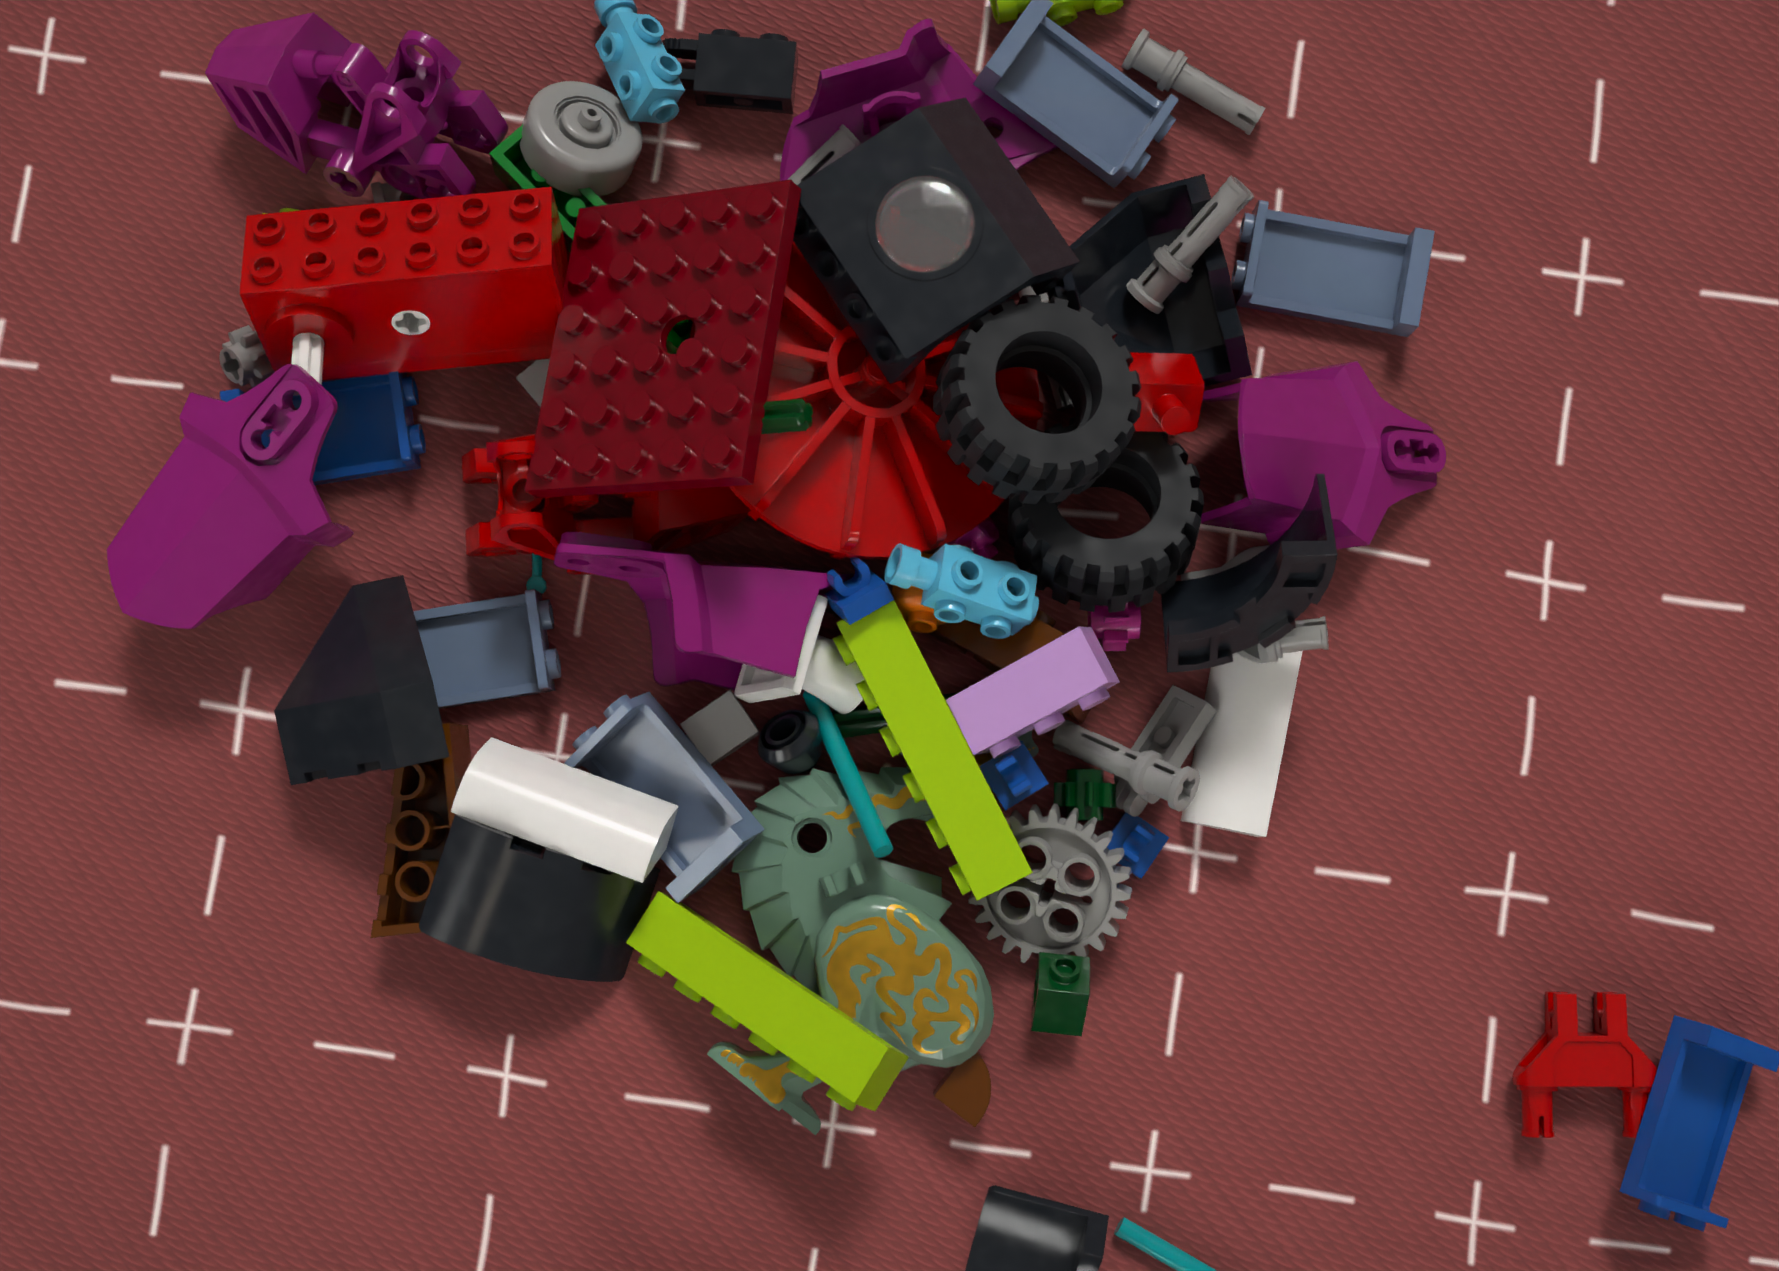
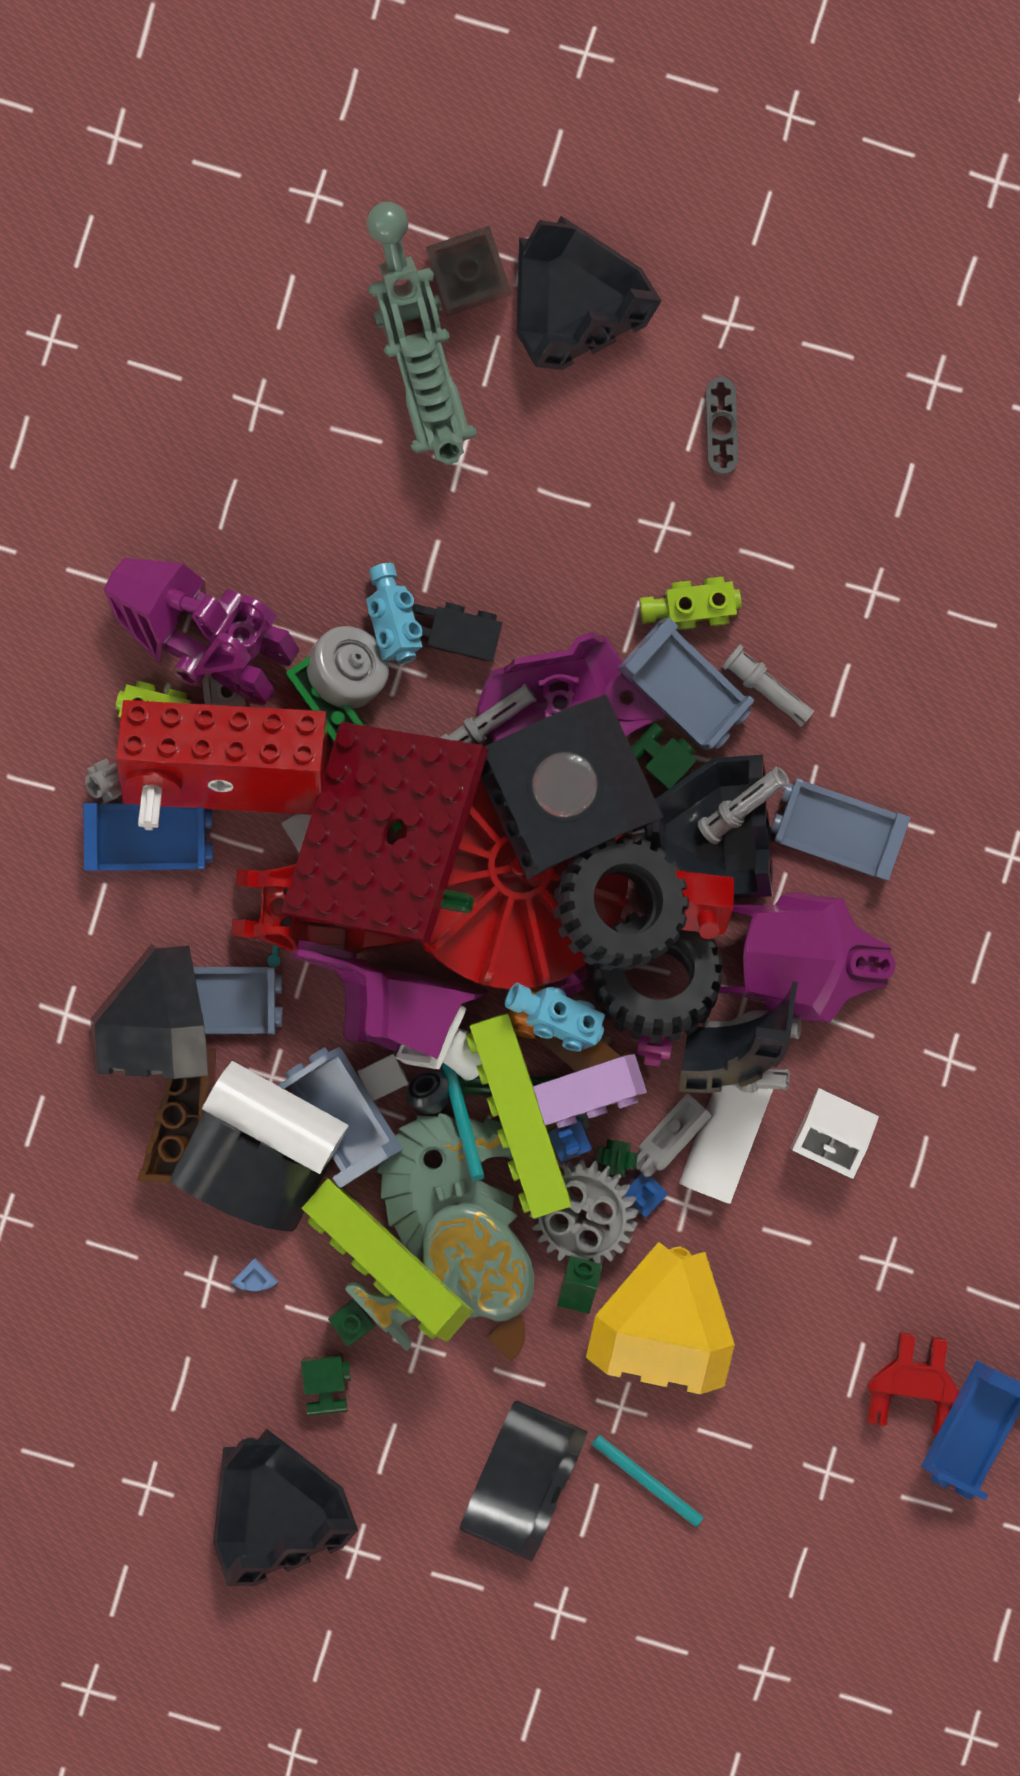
camera: 10 degrees right, 5 degrees up
(226, 510) = (83, 887): magenta piece -> none
(572, 1059) = (254, 1277): none -> medium blue tile
(696, 1194) = (325, 1376): none -> dark green brick
(726, 1104) = (351, 1322): none -> dark green brick
(857, 595) = (486, 1009): blue tile -> none
(1071, 205) = (668, 762): none -> dark green brick
(1143, 770) = (656, 1149): light grey pin -> none
(1200, 1034) = (665, 1324): none -> yellow panel
(1402, 711) = (835, 1133): none -> white slope

